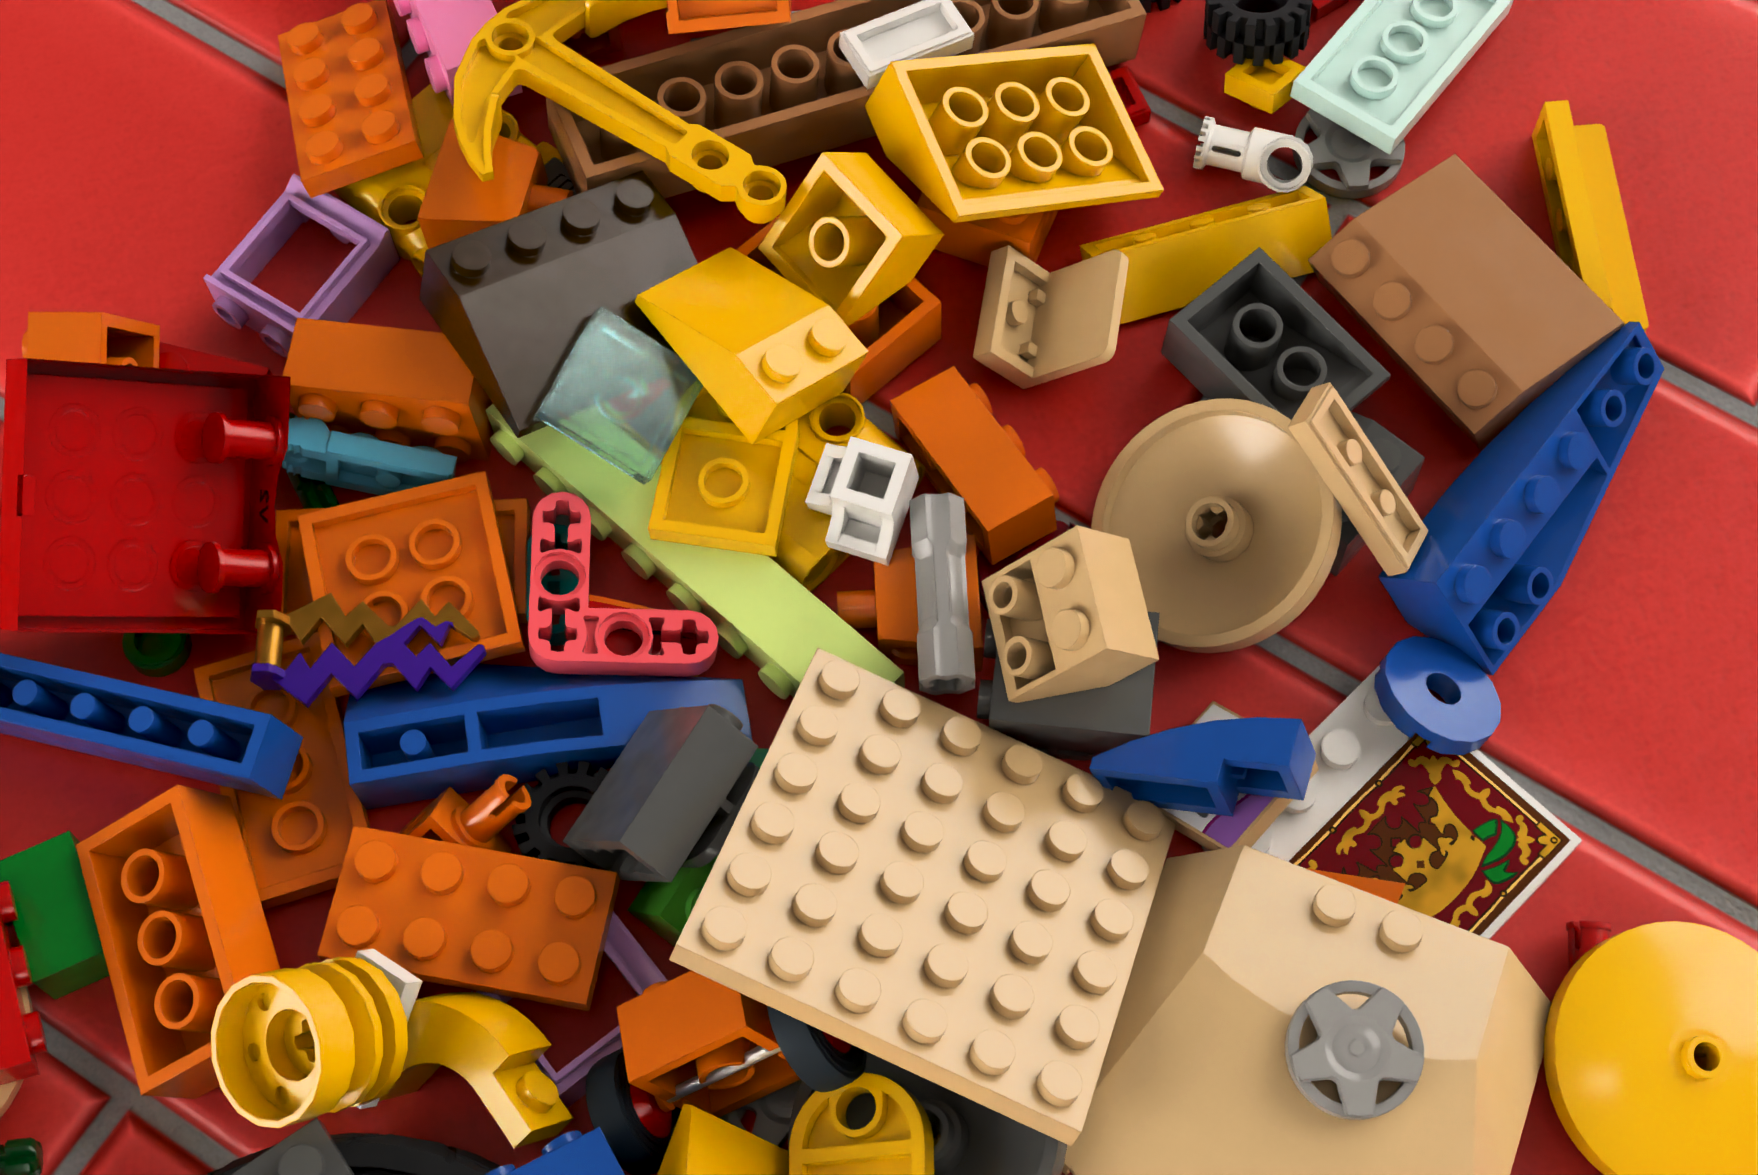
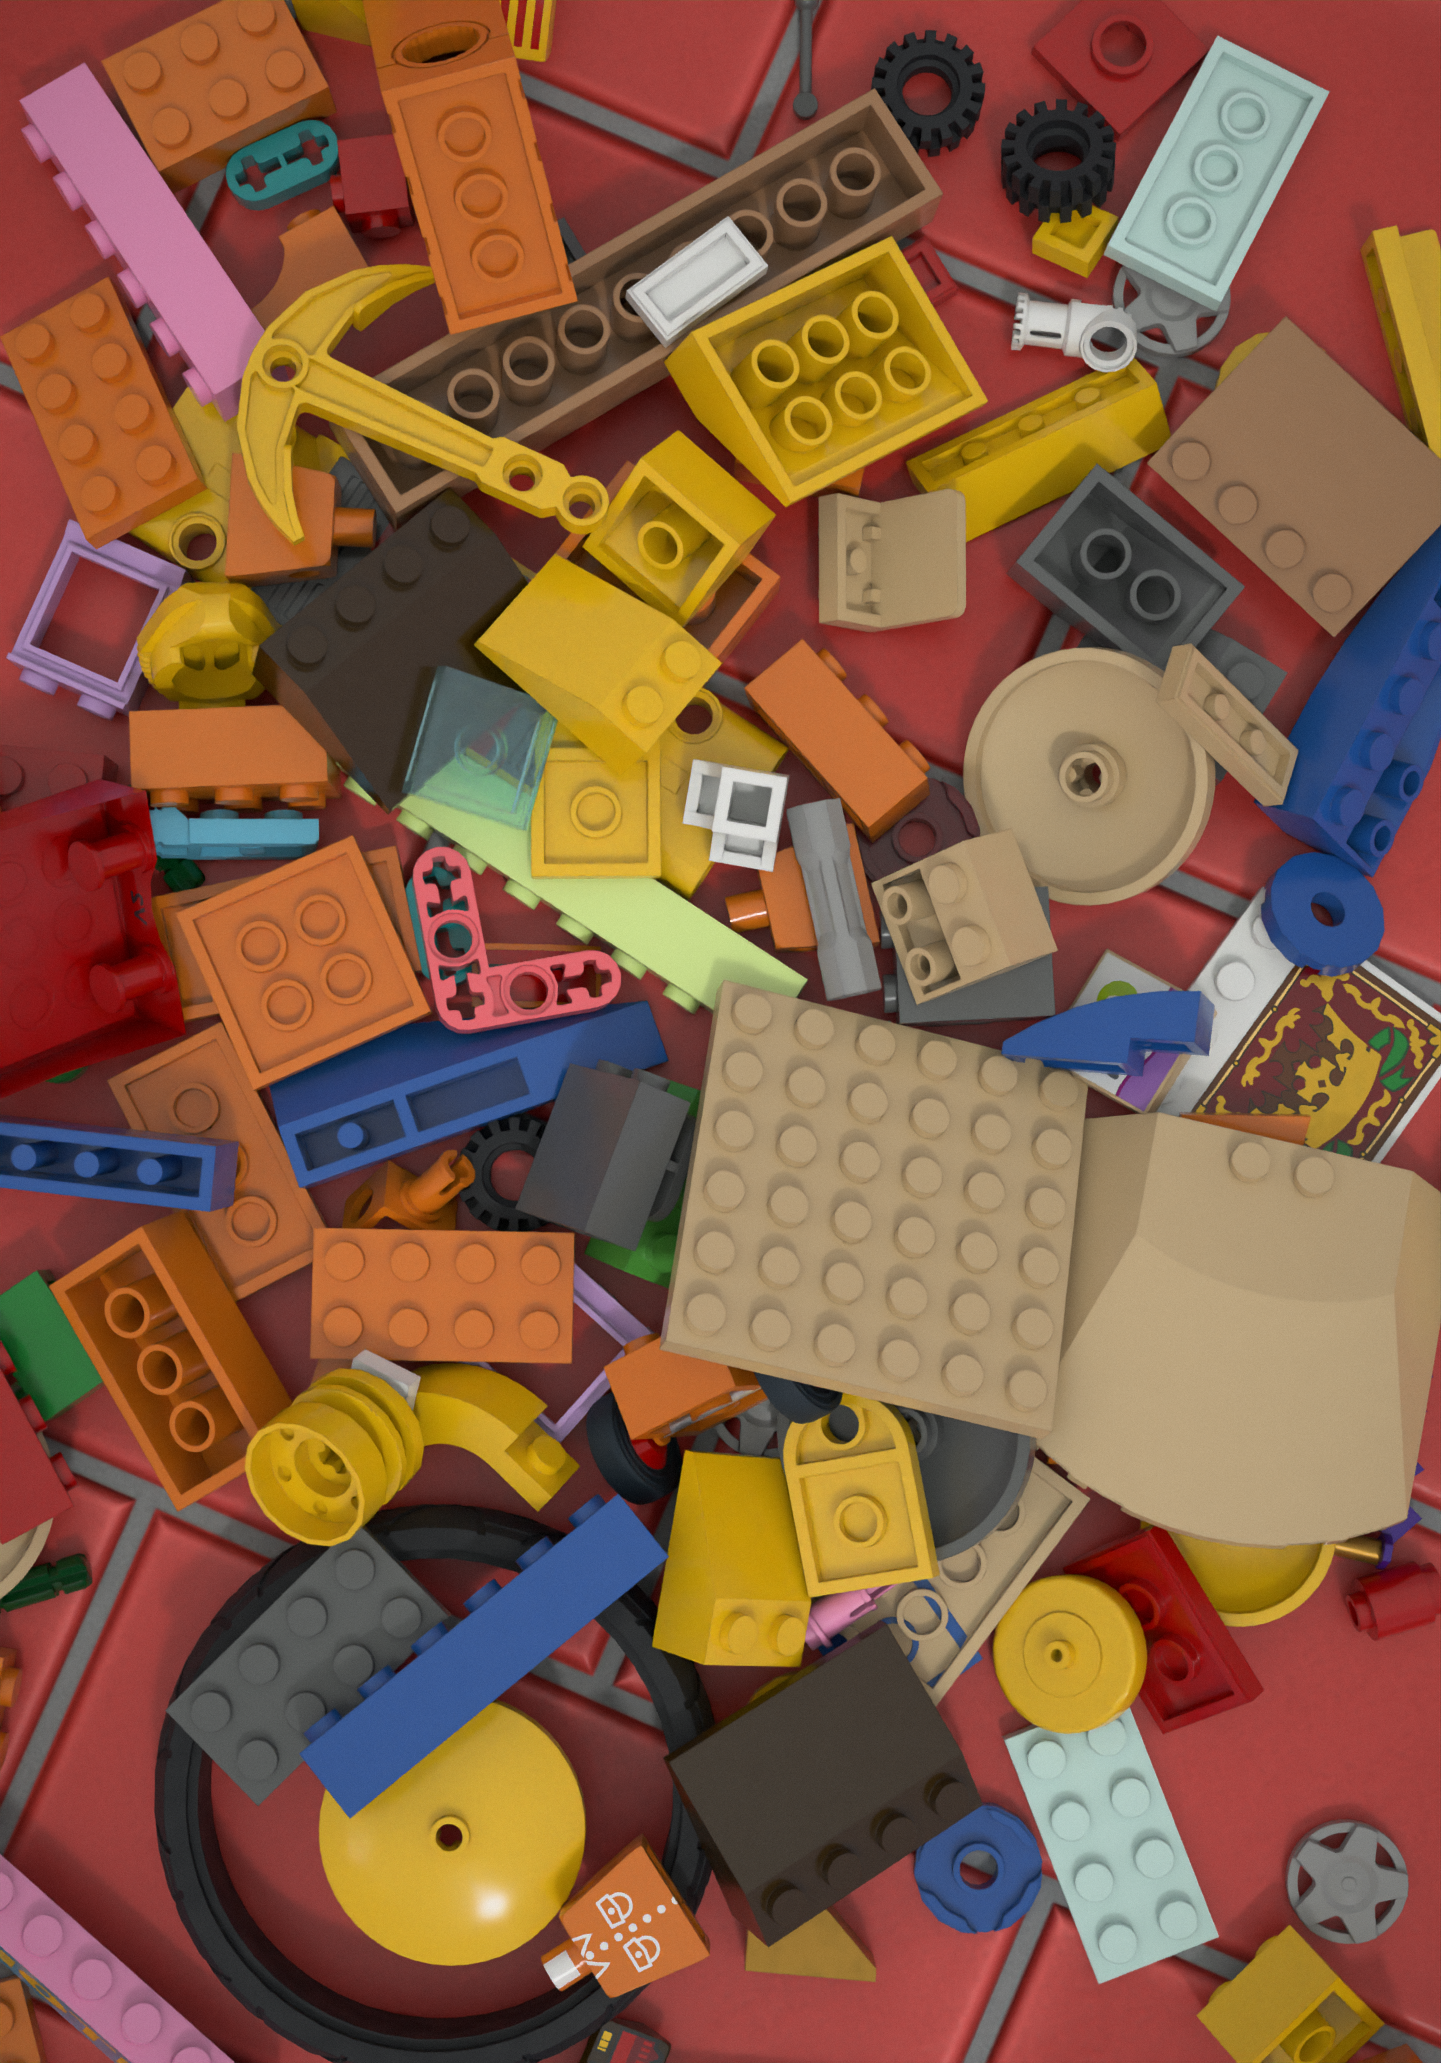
camera: 15 degrees left, 20 degrees up
(380, 276) = (206, 644): none -> yellow helmet
(389, 650) = (303, 1044): piece -> none
(1355, 1049) = (1285, 1308): light grey wheel -> none

